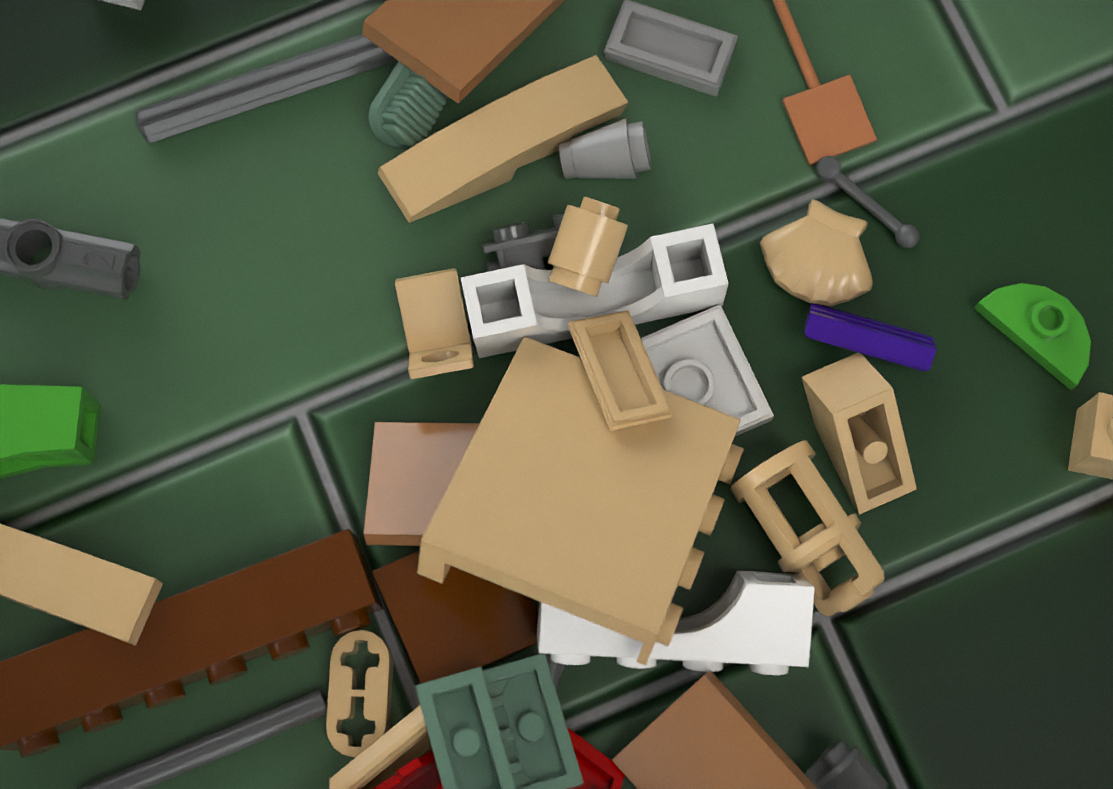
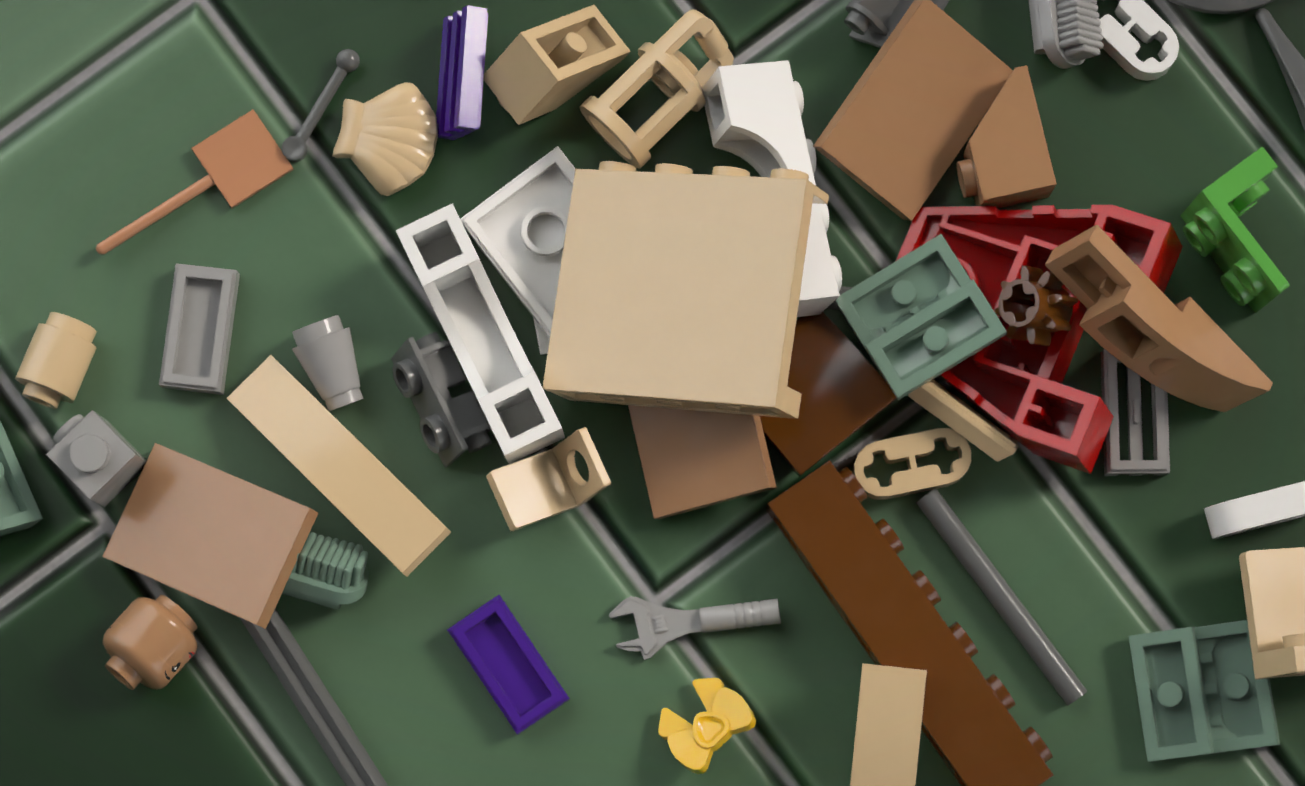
camera: 105 degrees left, 5 degrees up
(149, 411) = (725, 716): none -> yellow piece
(272, 409) = (661, 624): none -> light grey piece
(276, 257) = (508, 664): none -> dark purple tile
(587, 246) = (444, 344): tan brick -> none
(620, 370) = (557, 286): tan tile -> none

